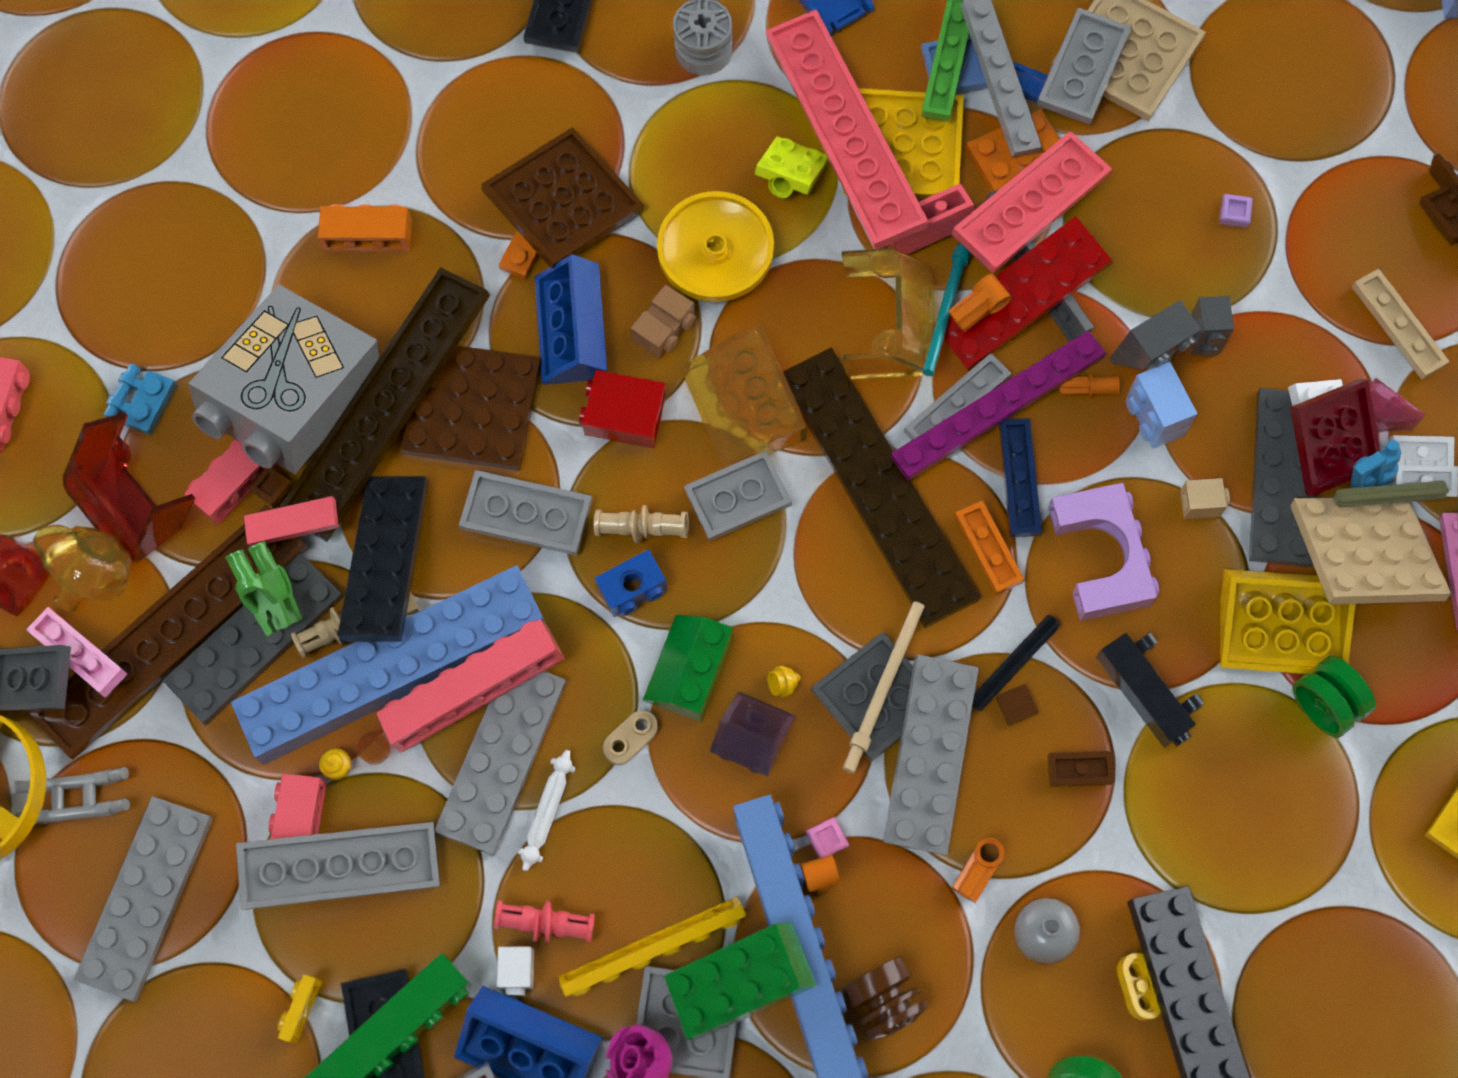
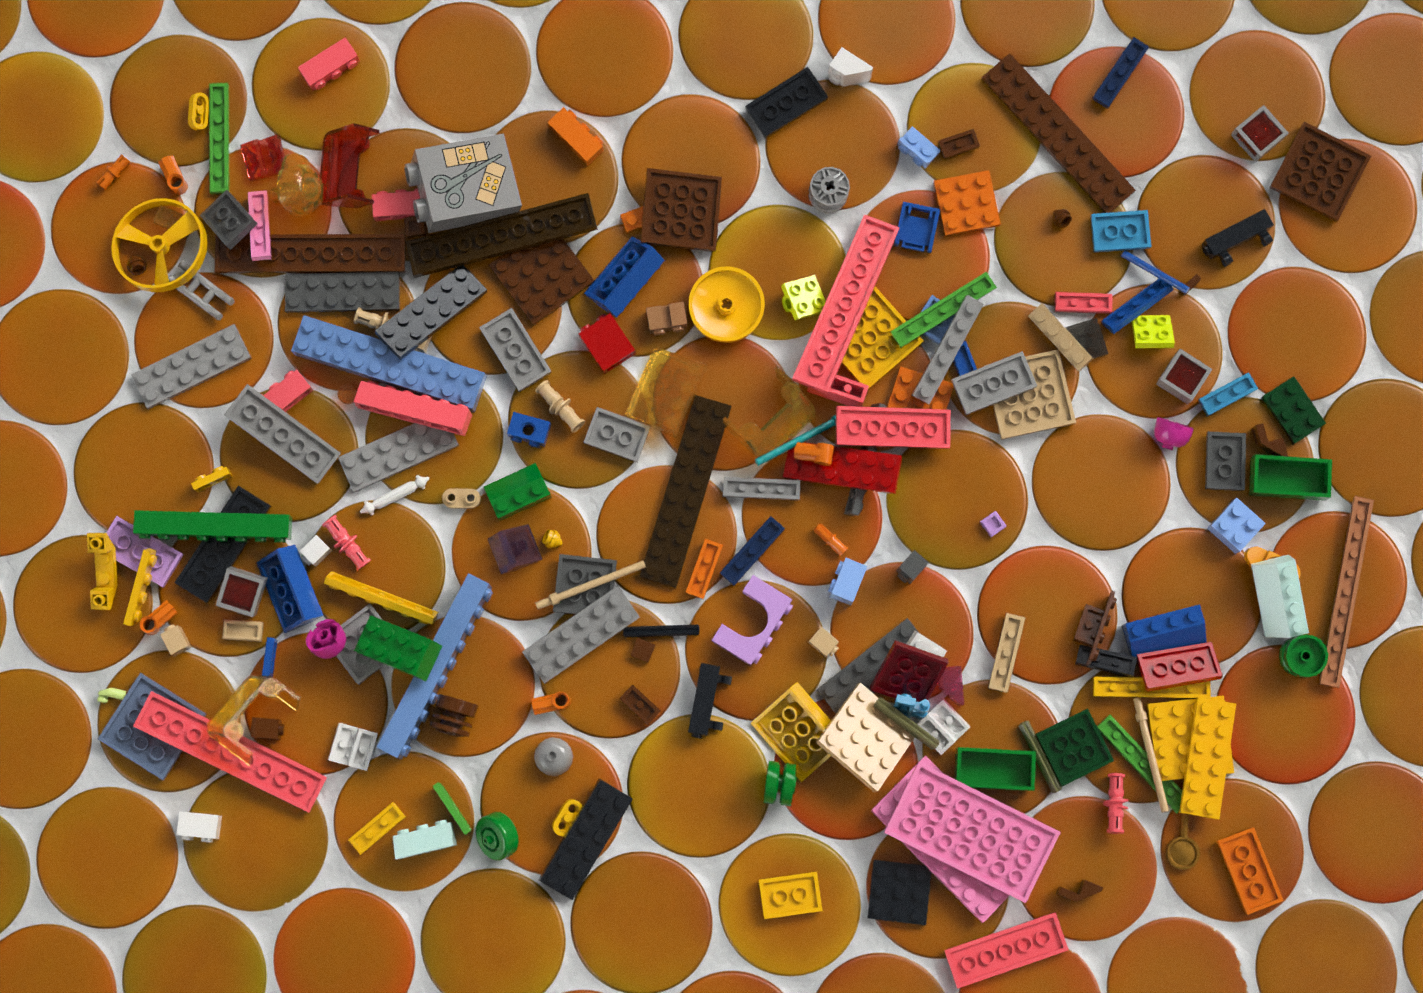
camera: 40 degrees right, 10 degrees up
(148, 402) = (399, 129): dark azure plate -> none
(264, 594) = (364, 281): bright green connector -> none
(291, 521) = (406, 254): coral tile -> none
(335, 764) = (324, 385): yellow plate -> none
(820, 874) = (478, 637): orange piece -> none
(827, 838) = (501, 626): bright pink tile -> none
(997, 405) = (776, 508): magenta plate -> none
(1157, 338) = (874, 551): dark grey slope -> none

